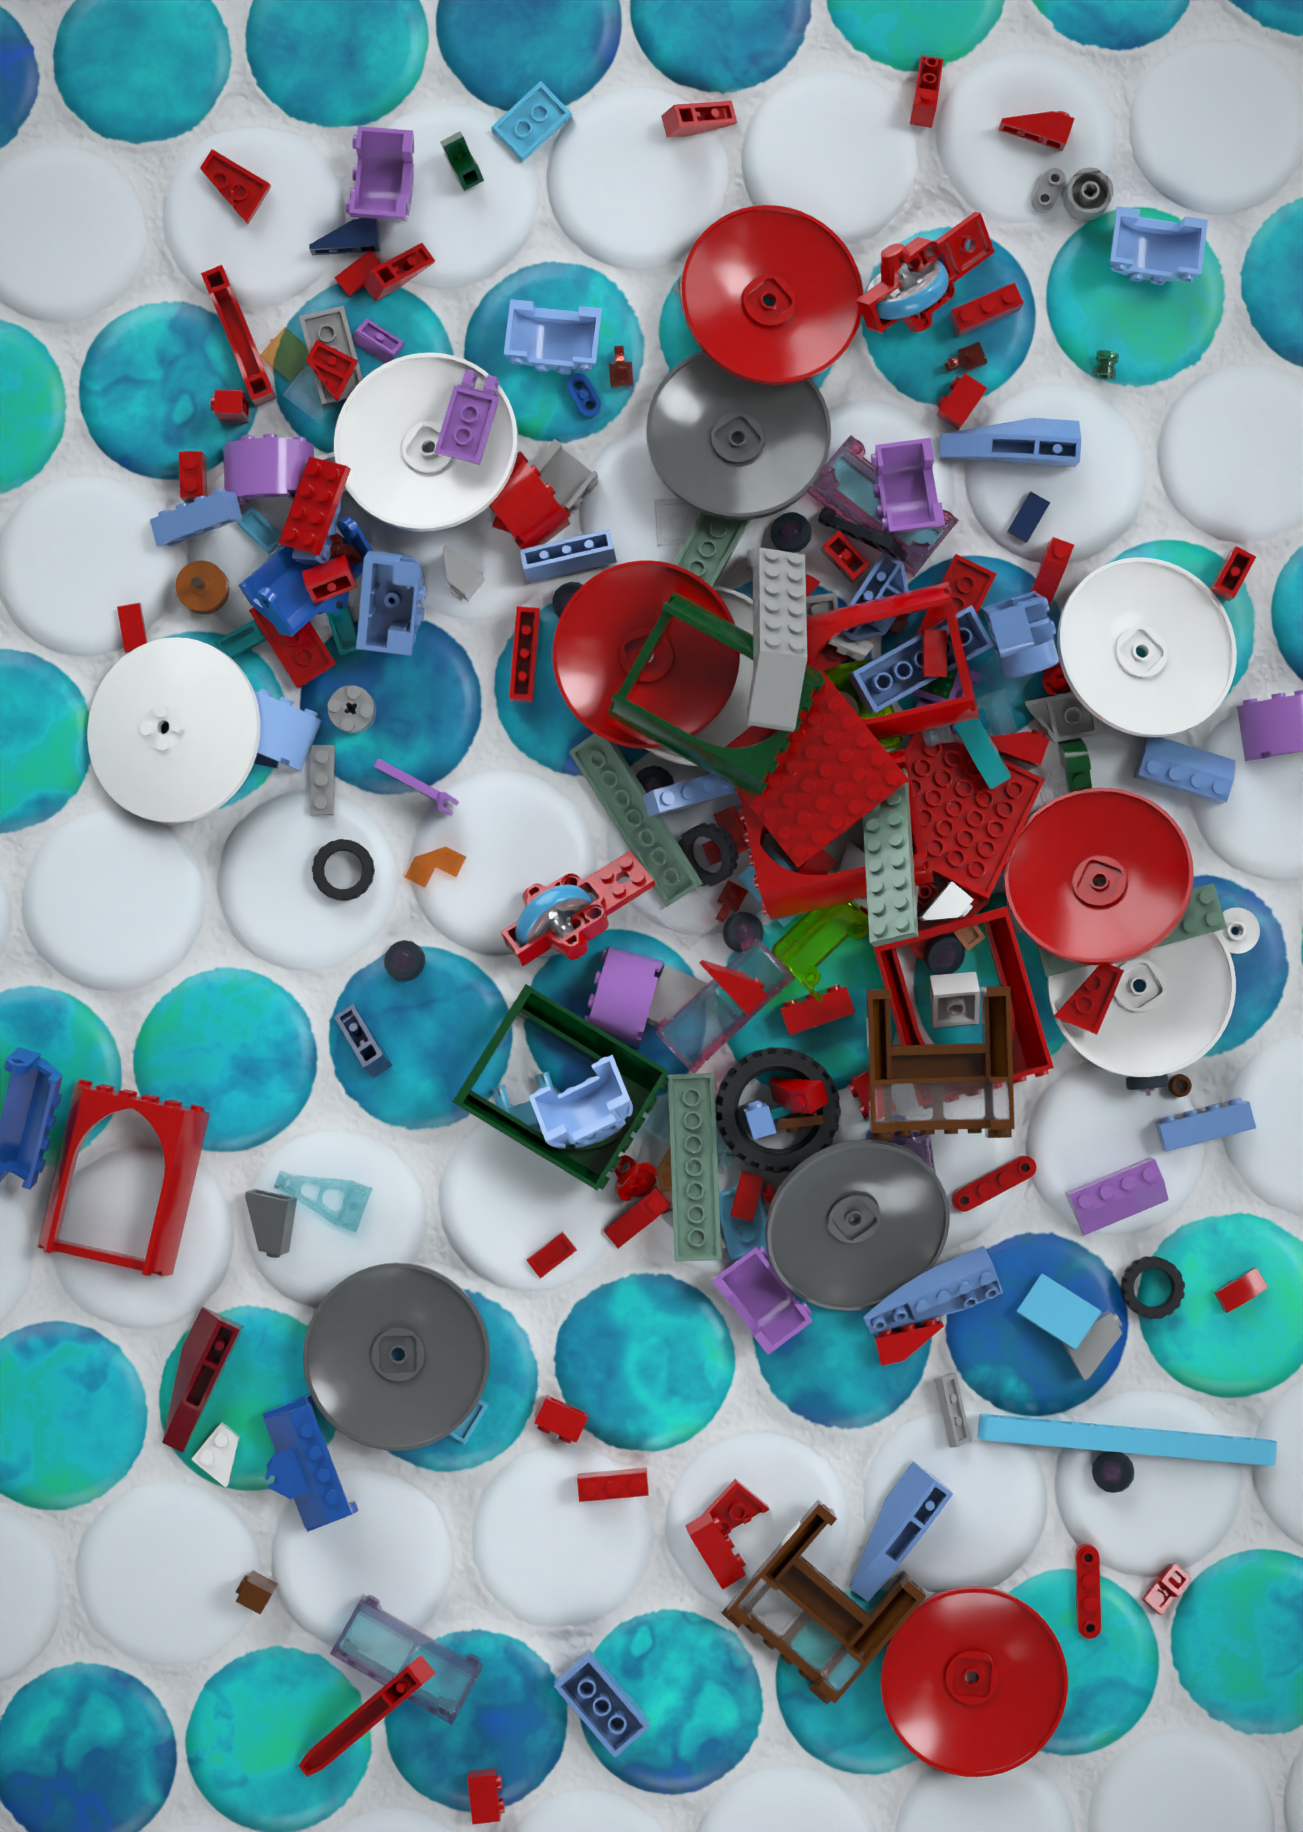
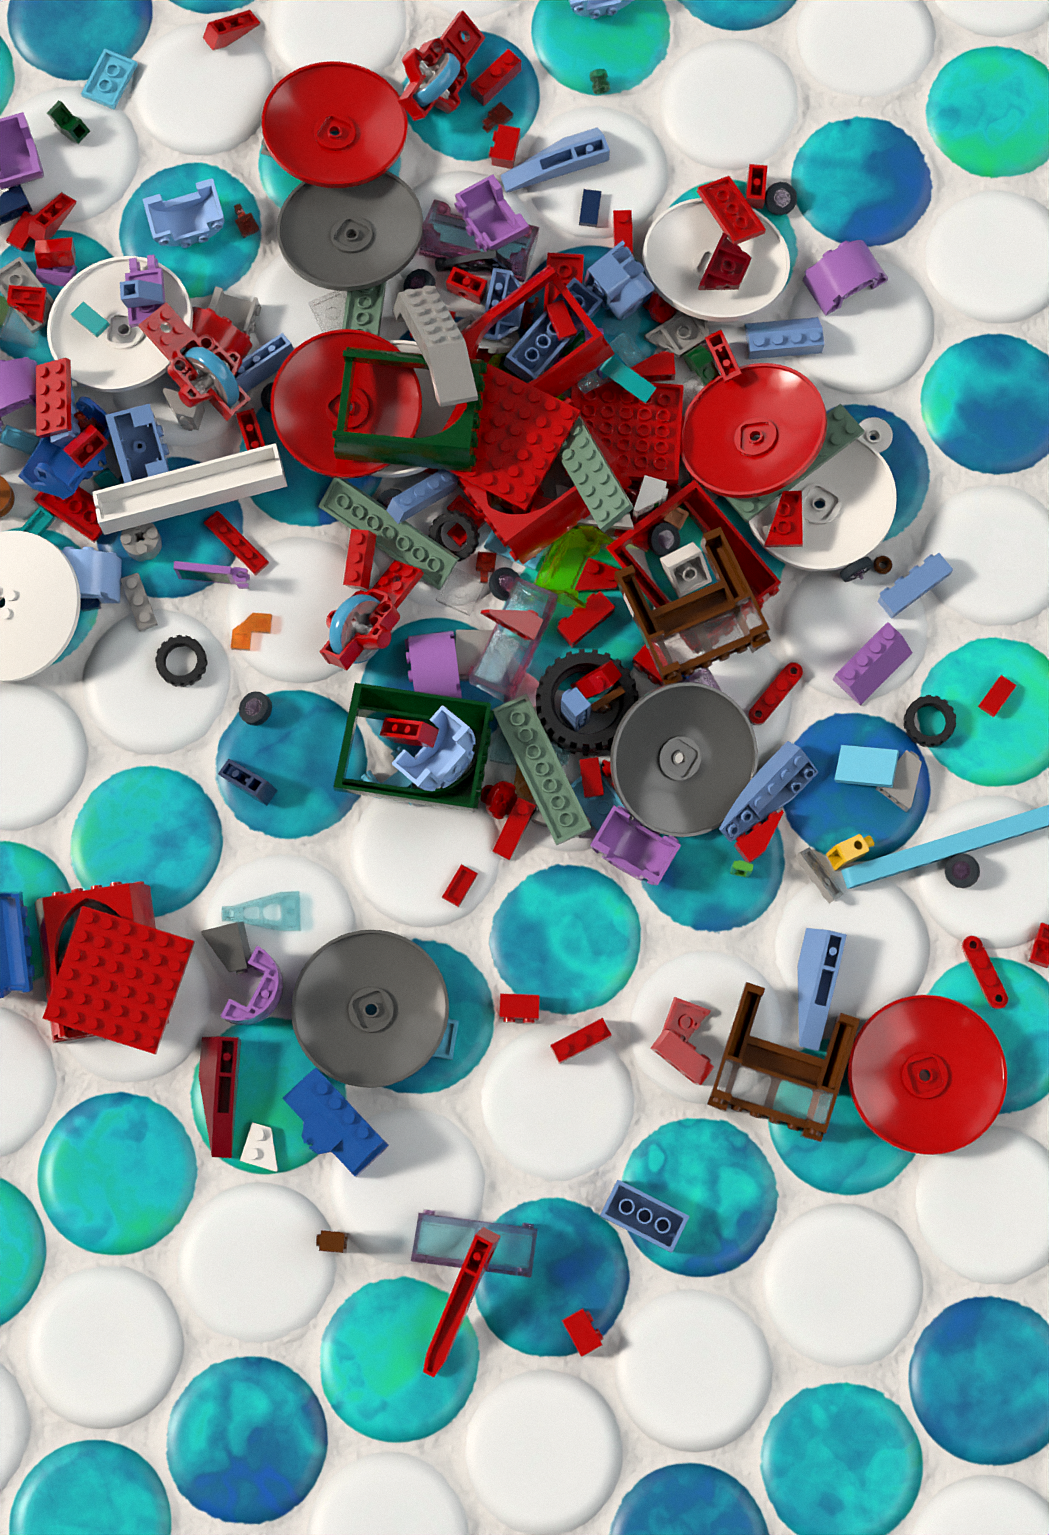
camera: 20 degrees left, 10 degrees down
(132, 1216) = (118, 980): none -> red plate
(256, 1307) = (265, 997): none -> medium lavender cylinder
(385, 319) = (55, 253): none -> red brick
(393, 423) = (90, 319): none -> teal tile
(428, 680) = (189, 489): none -> white piece
(459, 755) = (236, 543): none -> red tile
(462, 423) = (140, 293): none -> medium blue slope
(494, 535) = (205, 372): none -> red piece
(563, 1065) = (409, 732): none -> red brick
(584, 395) = (226, 251): blue plate -> none
(590, 837) = (359, 559): none -> red brick
(851, 965) = (596, 577): none -> red wing
(869, 1369) = (741, 868): none -> bright green plate
(998, 1398) = (849, 851): none -> yellow torso
(1104, 769) = (723, 356): none -> red slope
(1153, 665) = (726, 267): none -> dark red wing
(1190, 593) = (731, 210): none -> red plate
(1255, 599) = (780, 198): none -> black wheel

